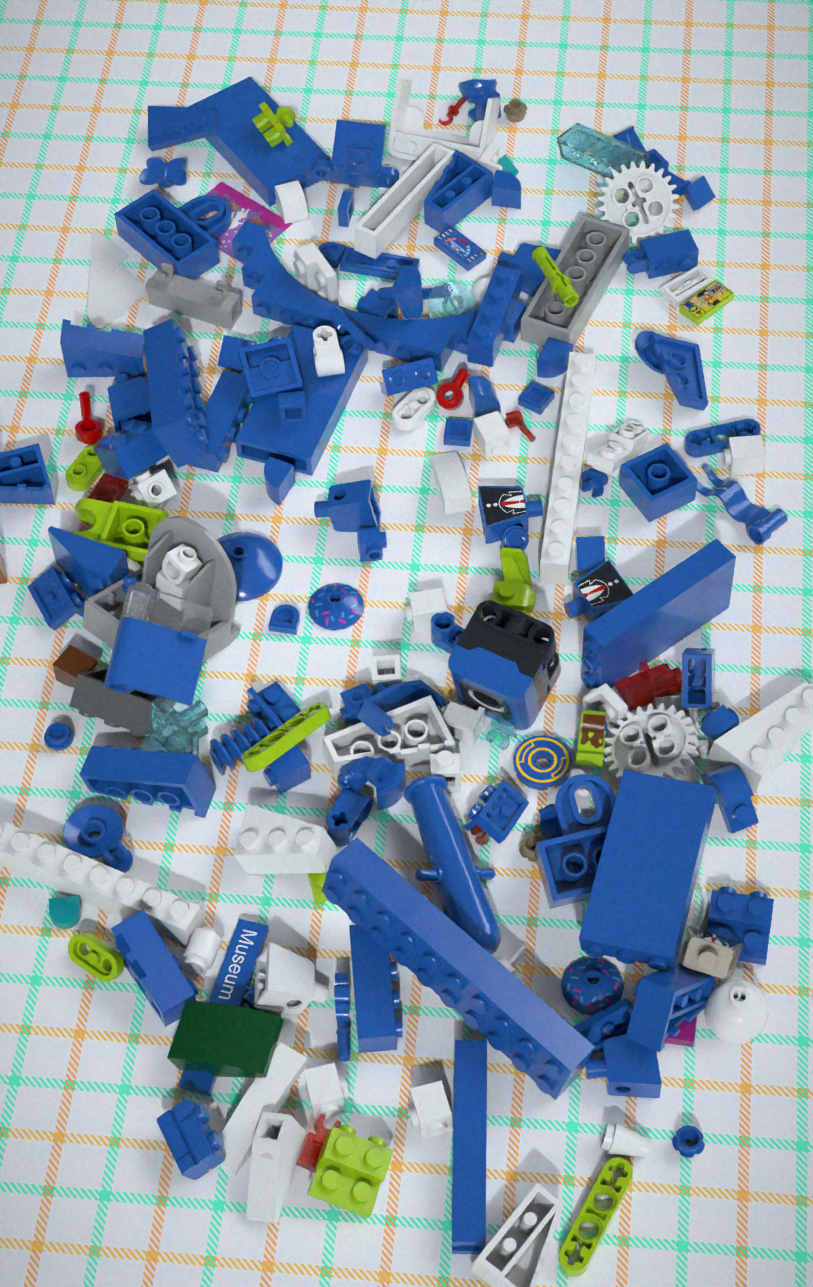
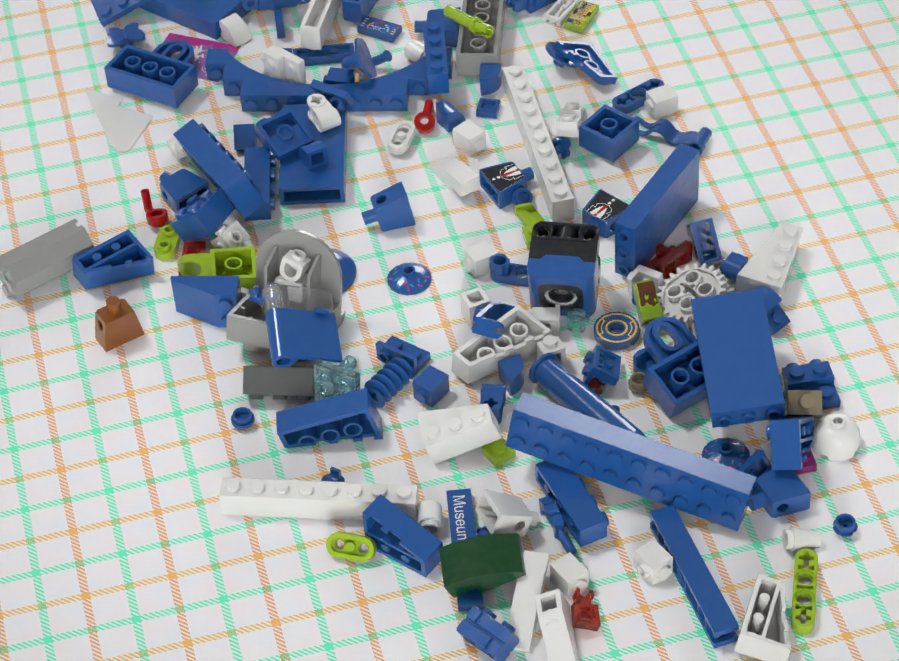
camera: 20 degrees left, 10 degrees down
(56, 597) = (191, 330): blue bracket -> none
(65, 911) = (309, 527): teal tile -> none
(72, 663) = (231, 369): reddish brown brick -> none
(91, 821) = (305, 465): blue dish -> none
(101, 353) = (140, 163): blue wedge -> none
(194, 298) = (180, 110): light grey brick -> none
(278, 479) = (322, 208): blue brick -> none
(285, 620) = (376, 296): blue tile -> none
(286, 736) = (422, 362): lime beam -> none
(350, 1170) = (615, 616): lime plate -> none
(352, 702) = (461, 329): blue bracket -> none
(370, 543) = (415, 230): blue plate -> none
(377, 771) = (506, 362): blue arm -> none
(408, 376) = (389, 115): blue bracket -> none
(442, 296) = (392, 59): clear light blue dish -> none
(458, 432) = (442, 144): blue tile -> none
(515, 419) = (481, 122): clear red hand -> none
(589, 552) = (582, 190): blue brick -> none

